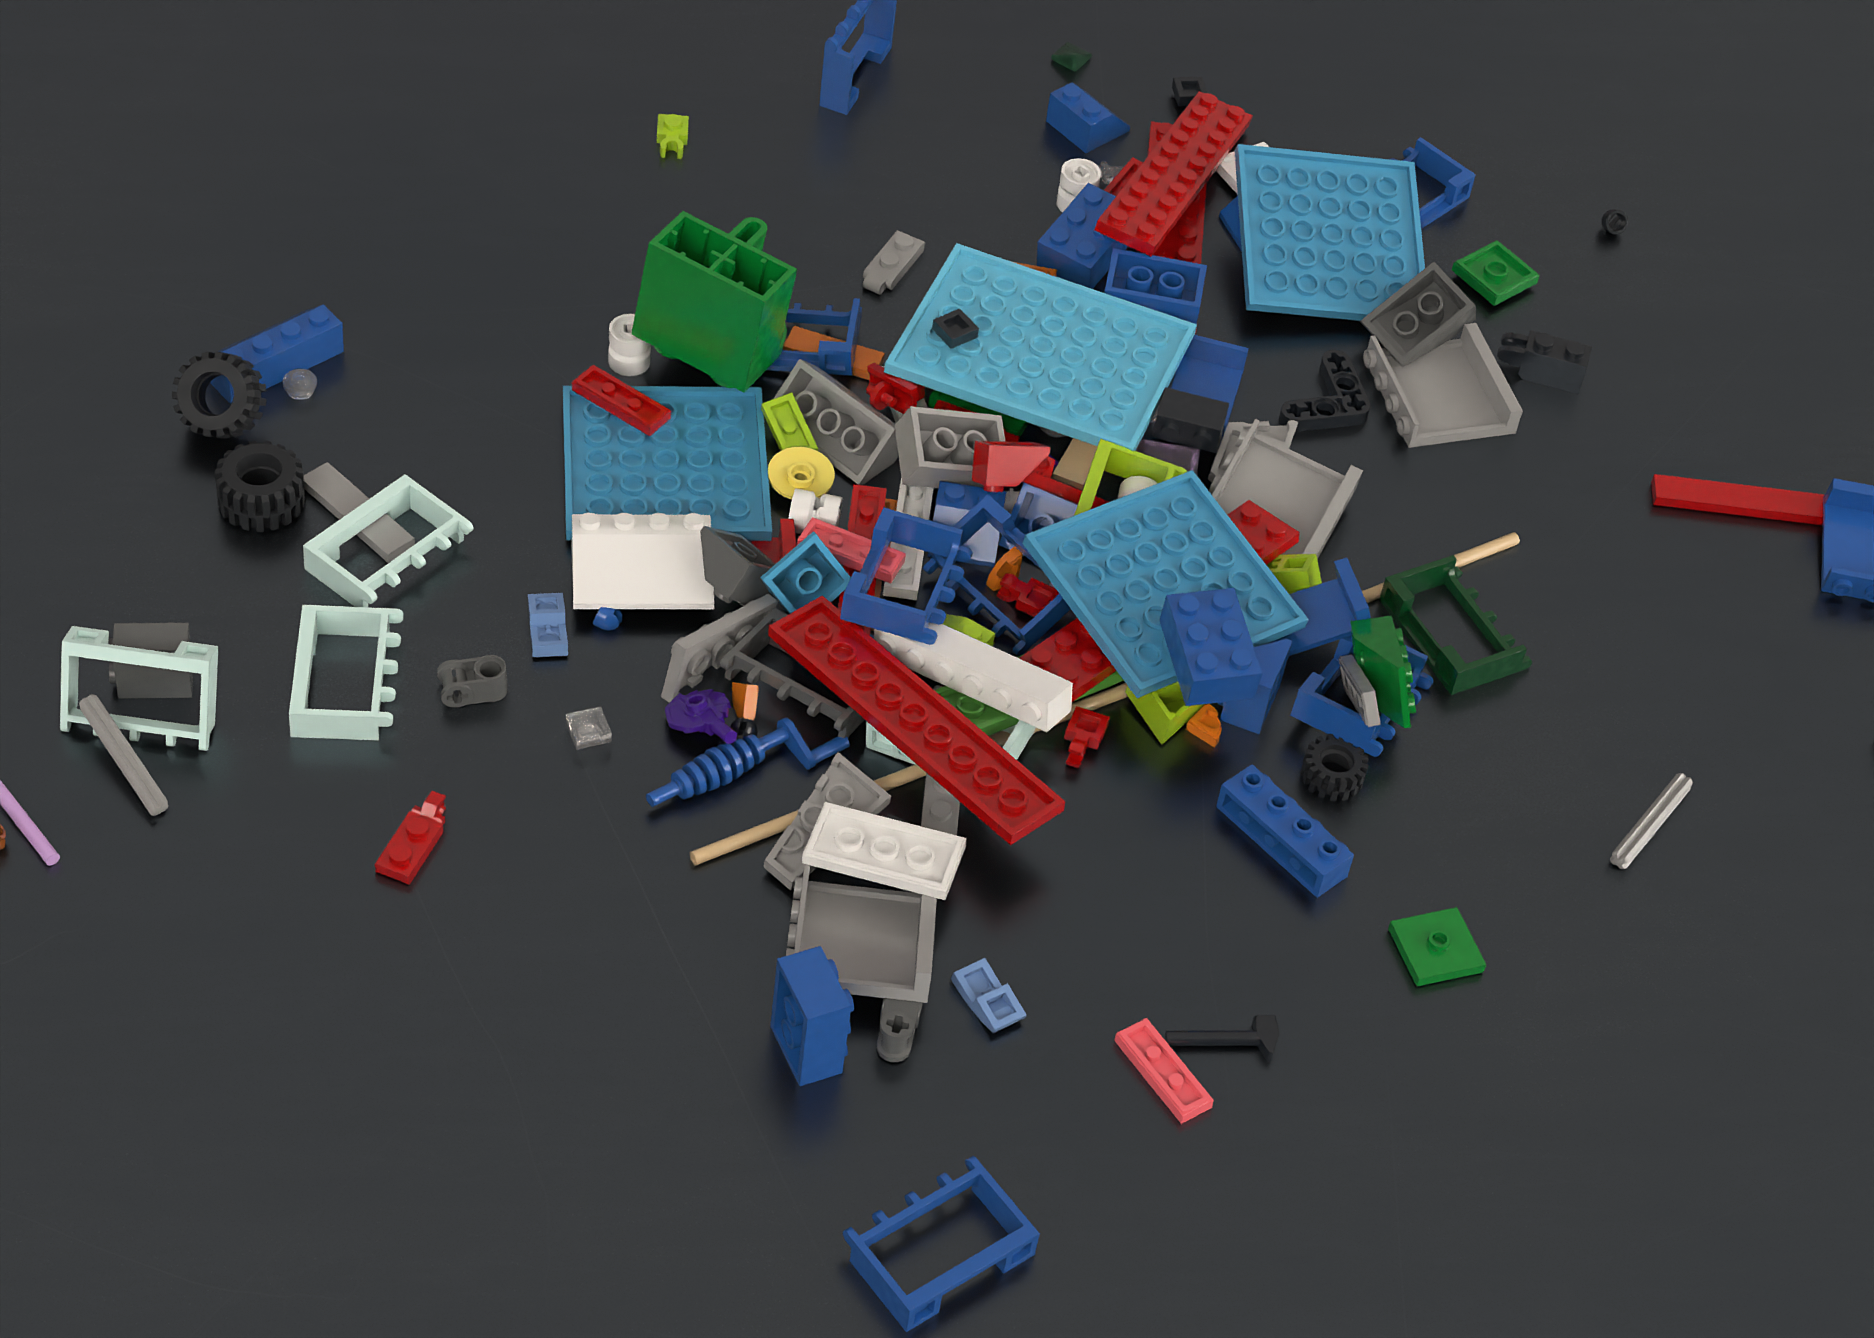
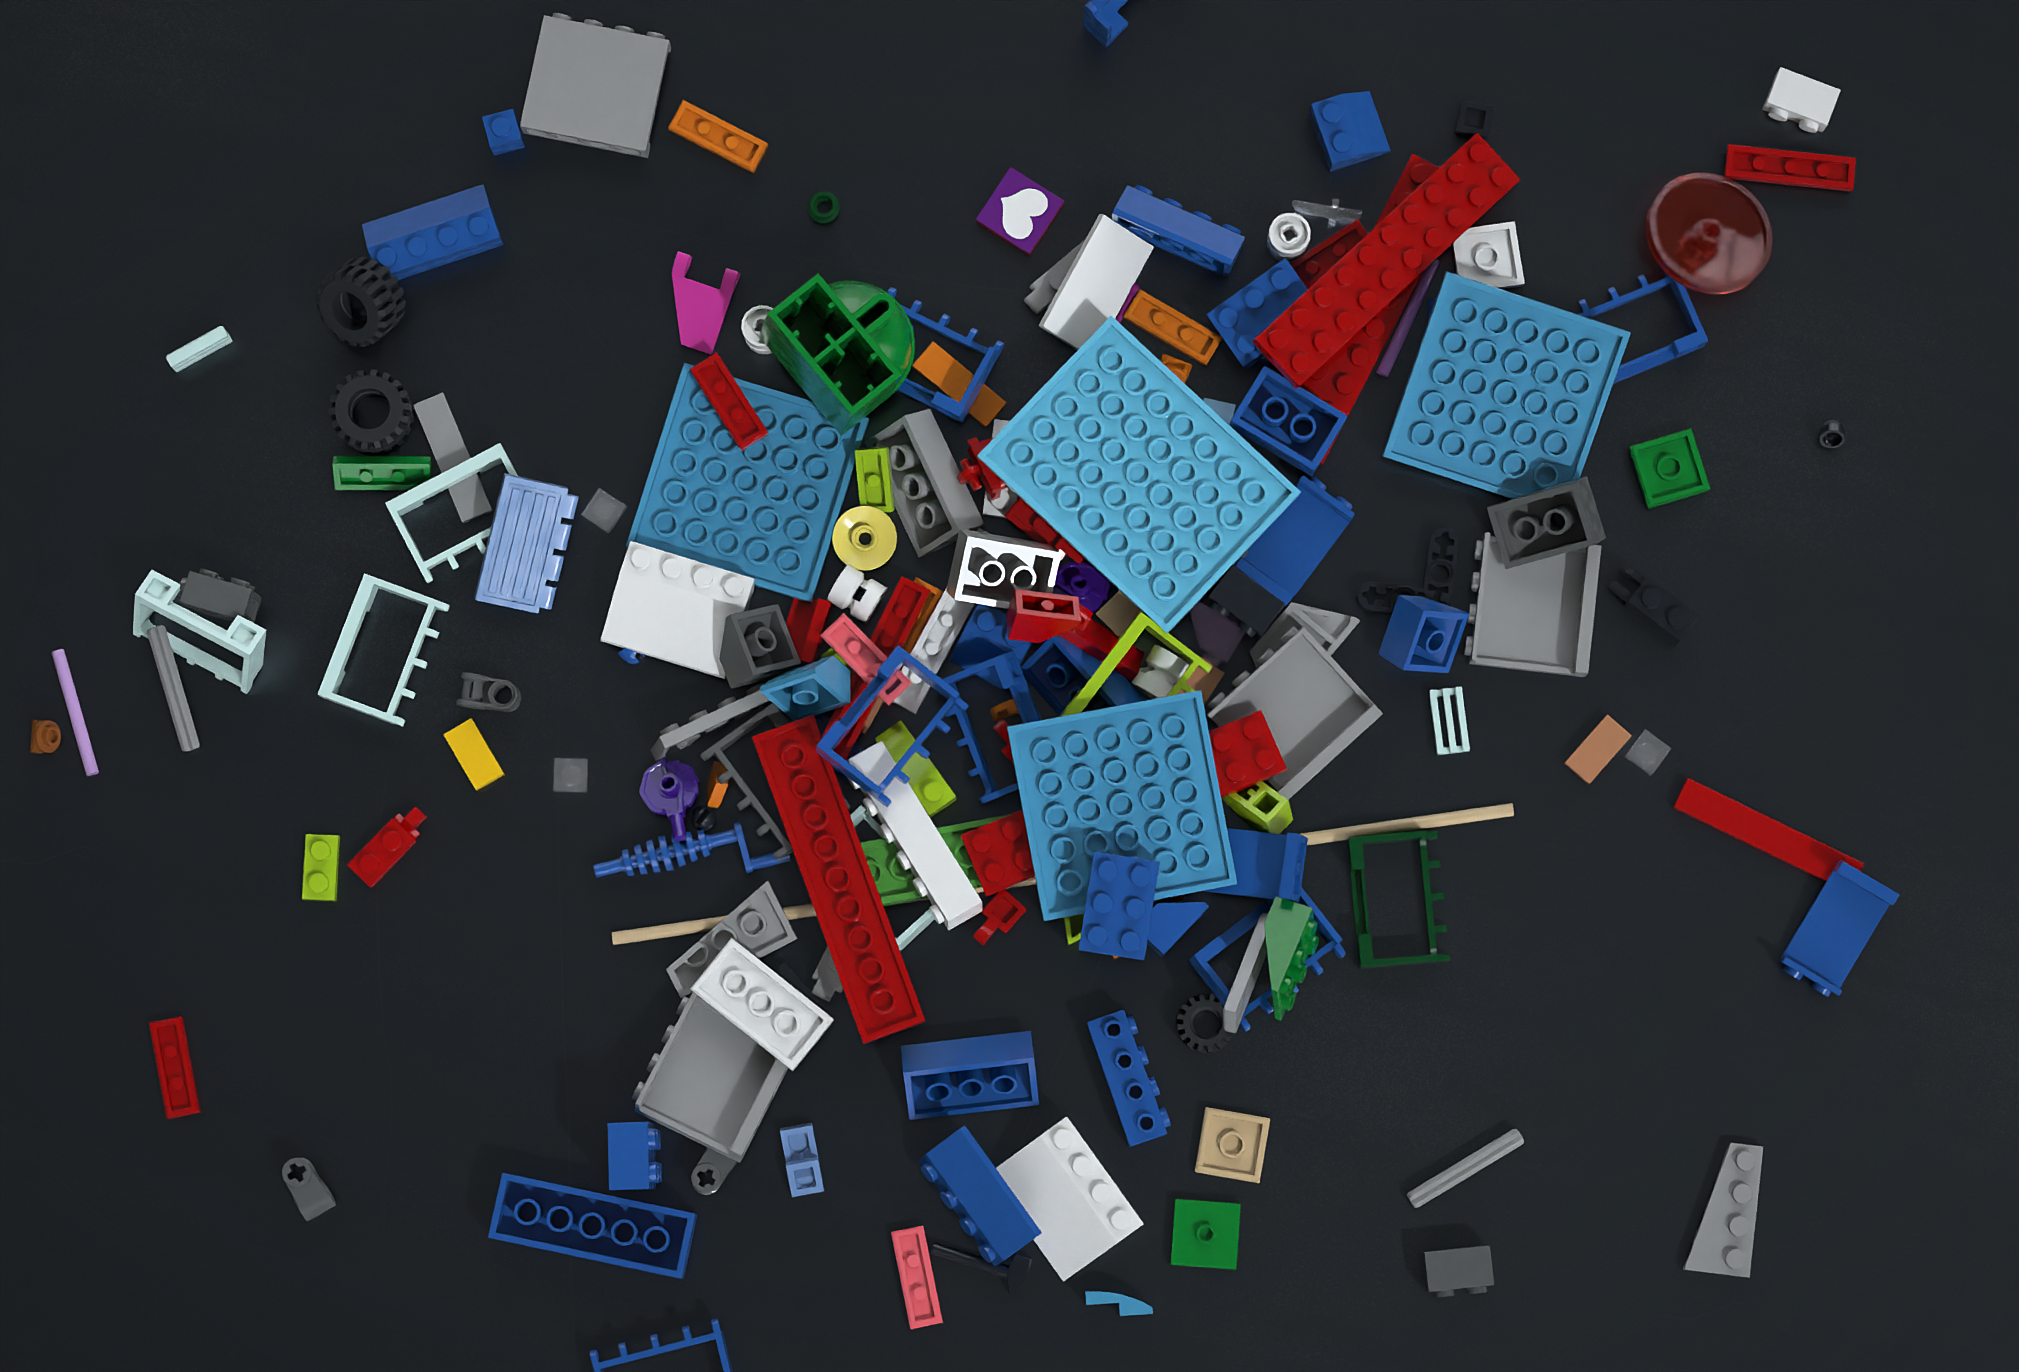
camera: 30 degrees right, 35 degrees up
(57, 481) = (199, 348): none -> light aqua tile
(241, 1106) = (174, 1067): none -> red tile
(283, 533) = (380, 472): none -> green plate
(299, 383) = (452, 290): clear plate -> none
(313, 262) = (503, 132): none -> blue brick
(345, 877) = (321, 867): none -> lime plate
(390, 218) = (595, 85): none -> light grey panel
(443, 1173) = (309, 1194): none -> dark grey piece
(464, 546) = (523, 543): none -> medium blue hinge
(476, 739) = (474, 754): none -> yellow tile
(521, 234) = (718, 136): none -> orange tile
(530, 518) = (604, 510): none -> clear plate
(547, 625) = (576, 643): medium blue slope -> none
(557, 352) = (700, 306): none -> dark pink flag
(638, 256) = (823, 197): none -> dark green plate
(672, 133) = (916, 31): lime plate -> none
(791, 1109) = (593, 1225): none -> blue brick
(827, 227) = (1020, 211): none -> tile
(921, 247) = (1096, 282): none -> white tile
(955, 328) = (1056, 440): black plate -> none
(978, 205) = (1179, 231): none -> blue slope
(1071, 56) = (1376, 25): clear green slope -> none
(1127, 871) = (969, 1075): none -> blue slope
(1197, 958) = (979, 1196): none -> blue slope
(1210, 227) = (1407, 319): none -> medium lavender bar
(1282, 948) = (1068, 1198): none -> white slope
(1359, 419) = (1423, 634): none -> blue slope
(1393, 1023) = (1127, 1304): none -> dark azure slope
(1418, 865) = (1232, 1145): none -> tan tile
(1422, 484) = (1446, 692): none -> light aqua tile
(1430, 113) = (1709, 233): none -> clear red dish
(1447, 27) = (1801, 100): none -> white brick
(1465, 70) = (1790, 167): none -> red plate
(1562, 476) = (1597, 749): none -> nougat tile
(1607, 464) = (1648, 752): none -> clear plate
(1700, 900) = (1458, 1269): none -> dark grey brick

